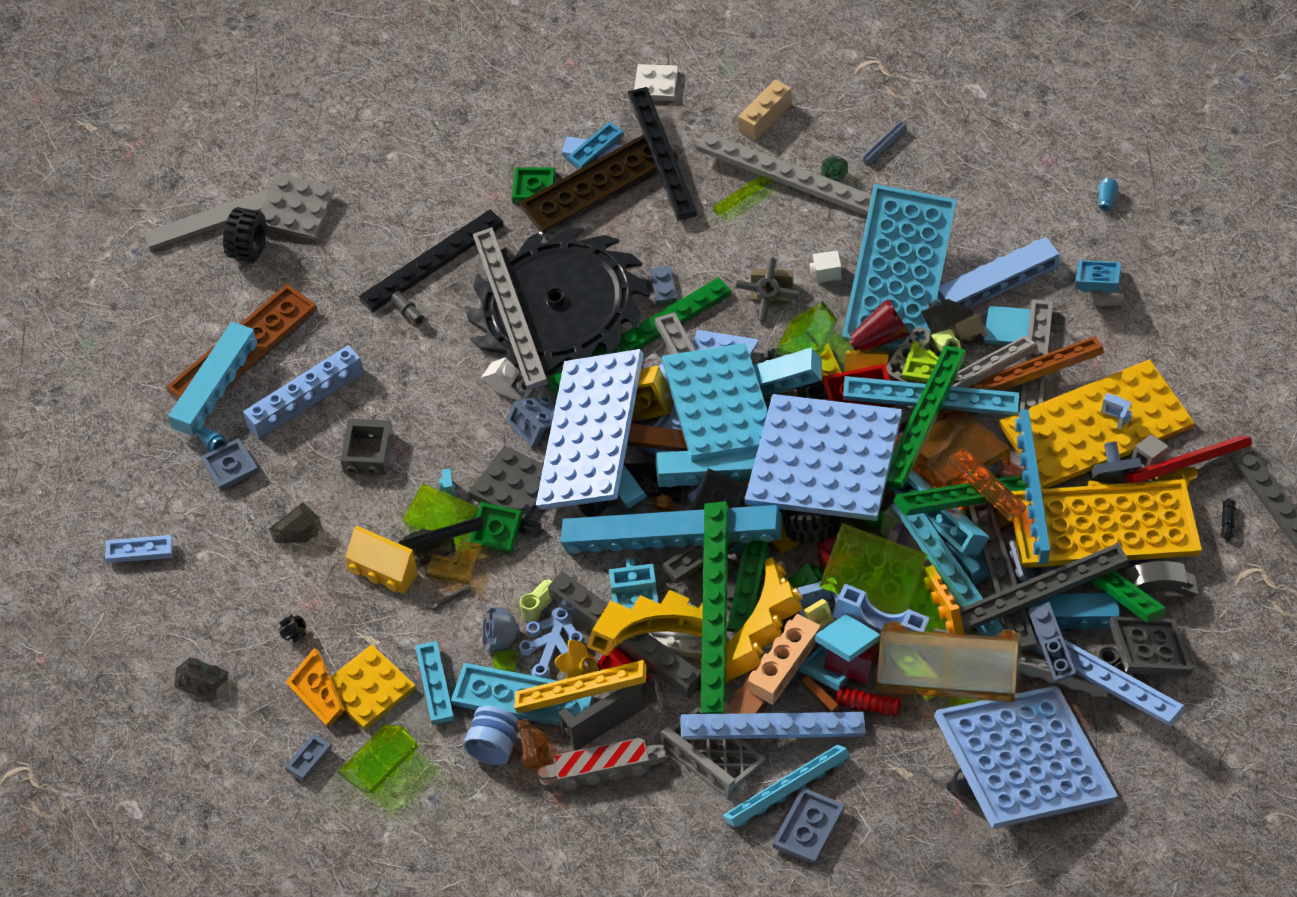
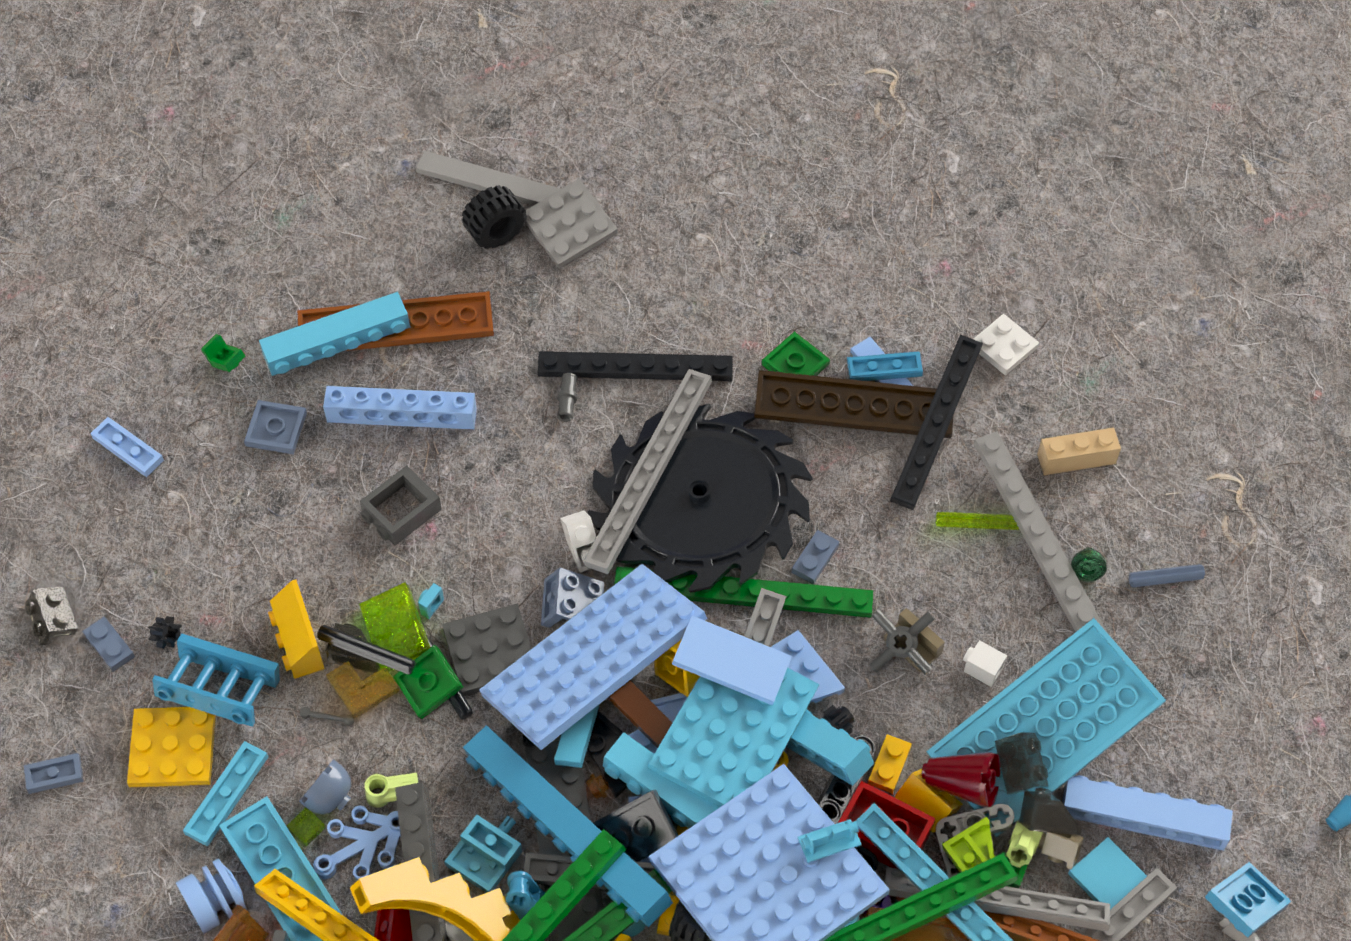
camera: 35 degrees right, 5 degrees up
(144, 450) = (222, 355): none -> green bracket
(210, 438) = (285, 390): dark azure cone -> none
(259, 665) = (108, 644): none -> sand blue plate
(297, 526) = (269, 534): clear smoke slope -> none
(316, 689) = (123, 711): light orange wing -> none
(354, 612) = (223, 659): none -> dark azure fence
(379, 758) = (104, 828): clear neon green slope -> none
(573, 661) = (346, 877): yellow plate -> none
(683, 363) = (731, 660): none -> light blue tile
(686, 587) = (522, 893): none -> dark azure piece
(808, 331) = (895, 721): clear neon green slope -> none
(843, 407) = (829, 840): none -> medium azure hinge
(905, 297) = (1021, 762): none -> clear smoke bracket

